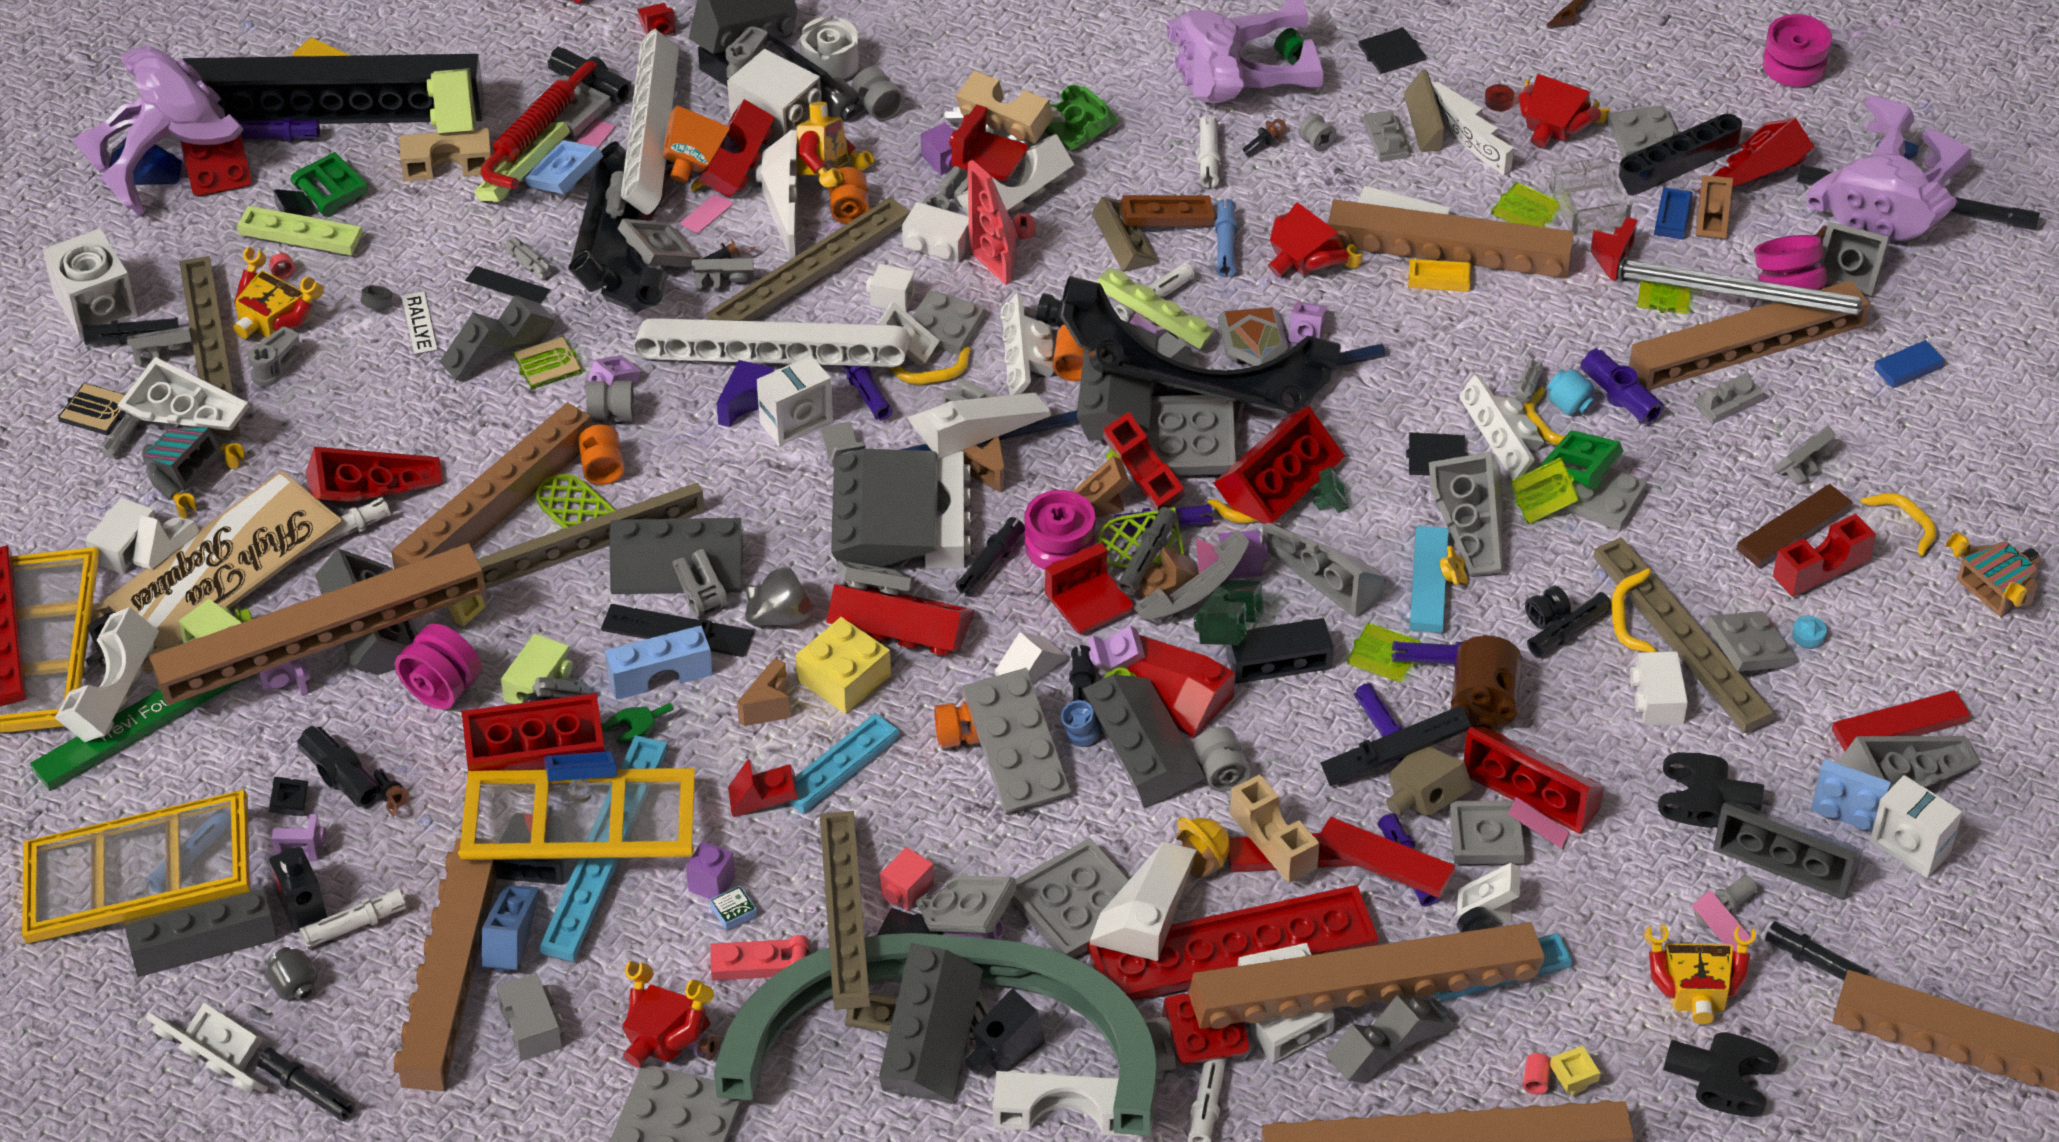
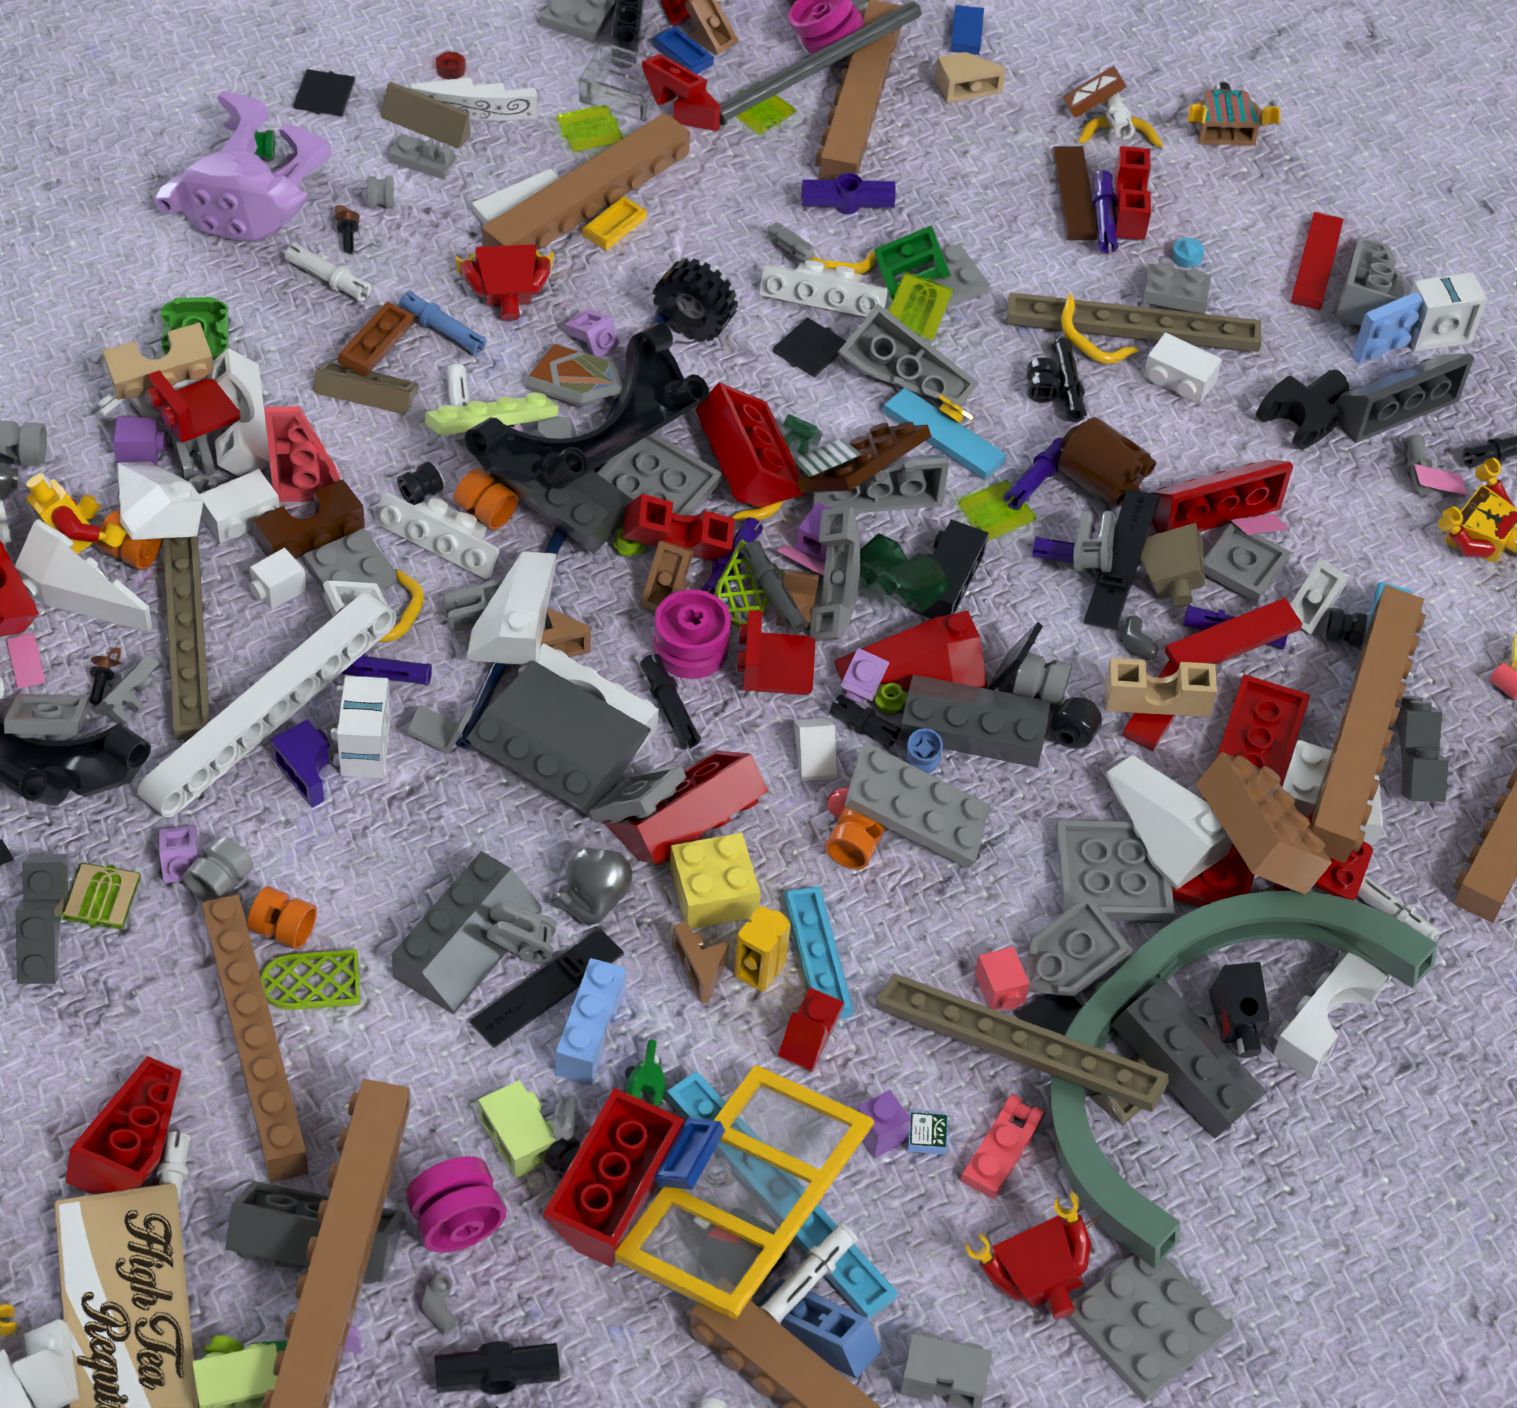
camera: 60 degrees left, 5 degrees up
(366, 709) = (435, 1302): none -> light grey arm
(391, 791) = (563, 1339): piece -> none
(579, 890) = (820, 1261): none -> white pin
(585, 536) = (376, 982): dark tan plate -> none
(799, 718) = (762, 948): none -> yellow brick
(885, 183) = (156, 502): none -> white wedge
(979, 284) = (336, 516): none -> reddish brown arch
(1171, 943) = (1264, 823): none -> medium nougat brick
(1200, 800) = (1076, 720): none -> black head
(1208, 839) = (1130, 739): yellow piece -> none
(1237, 722) = (1015, 657): none -> black piece
(1298, 507) = (826, 457): none -> sticker
(1332, 800) = (1136, 641): none -> dark grey arm
(1337, 534) = (877, 451): none -> reddish brown plate
(1386, 351) = (695, 300): none -> black wheel
(1389, 715) = (1098, 551): none -> light grey piece
(1557, 109) = (508, 40): red torso -> none
(1570, 392) = (827, 225): medium azure head -> none
(1607, 211) = (671, 79): none -> red slope
(1728, 398) = (910, 145): light grey plate -> none
(1766, 561) = (1104, 202): none -> dark purple pin
(1801, 459) = (1011, 139): light grey plate -> none
(1843, 389) = (968, 77): none -> tan slope
(1911, 501) = (1119, 117): none -> white pin
(1919, 473) = (1094, 91): none -> dark orange tile

